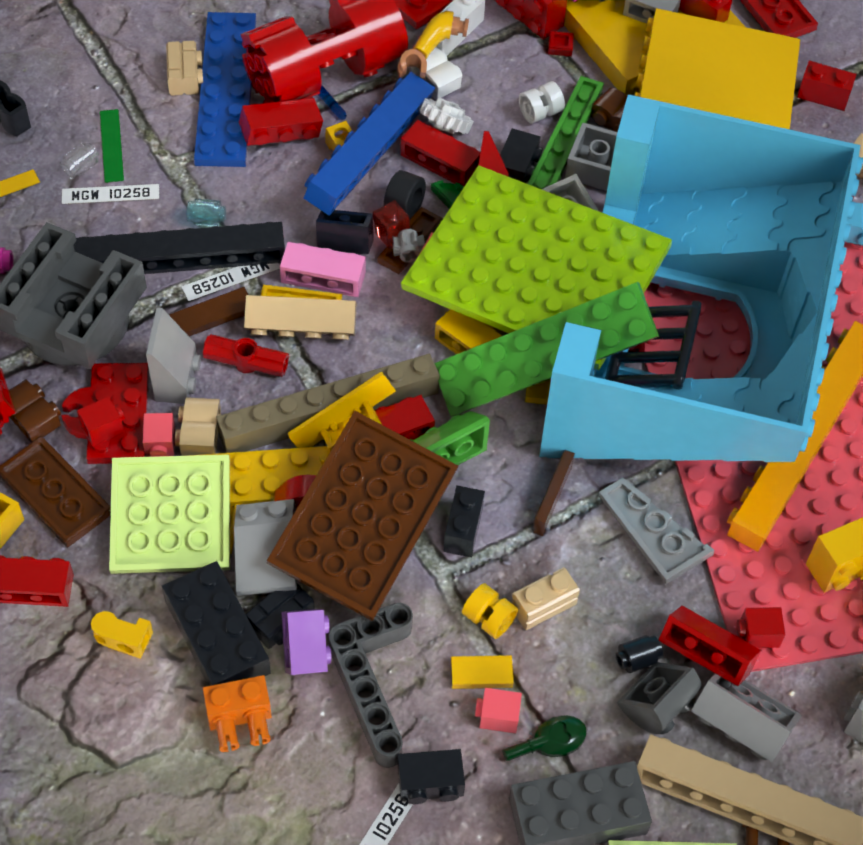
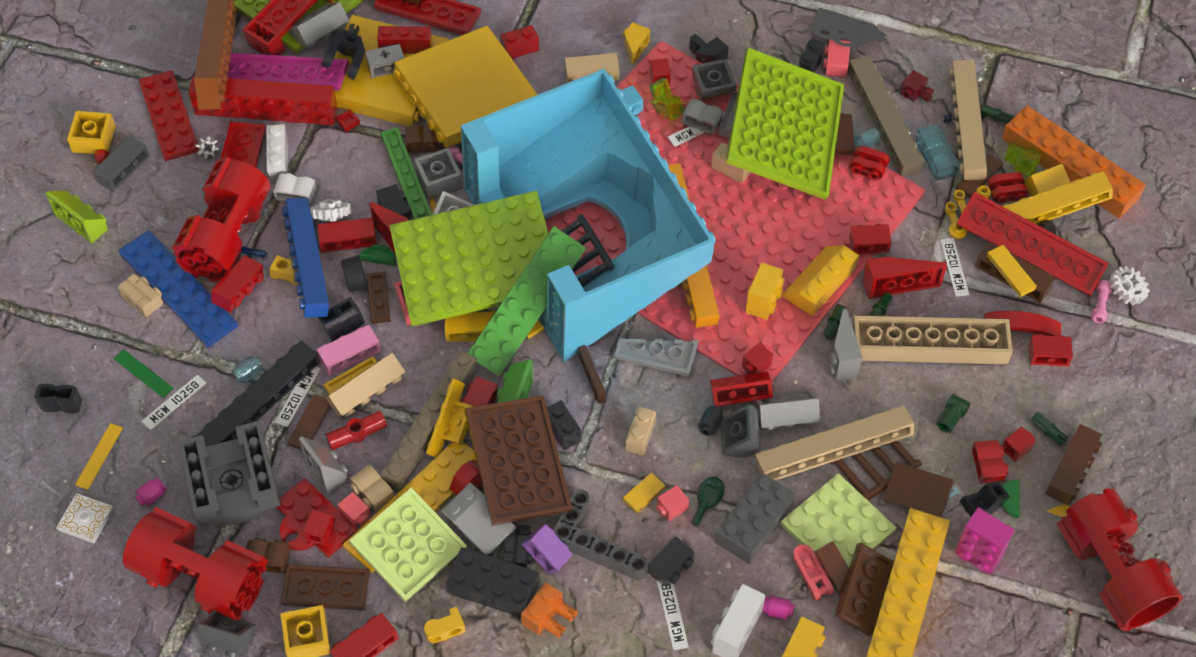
camera: 40 degrees left, 0 degrees up
(389, 222) = (365, 295): clear red brick -> none
(408, 245) = (386, 300): light grey gear -> none
(437, 30) = (280, 161): piece -> none
(481, 605) = (613, 458): yellow wheel -> none
(541, 102) = (374, 163): white wheel -> none

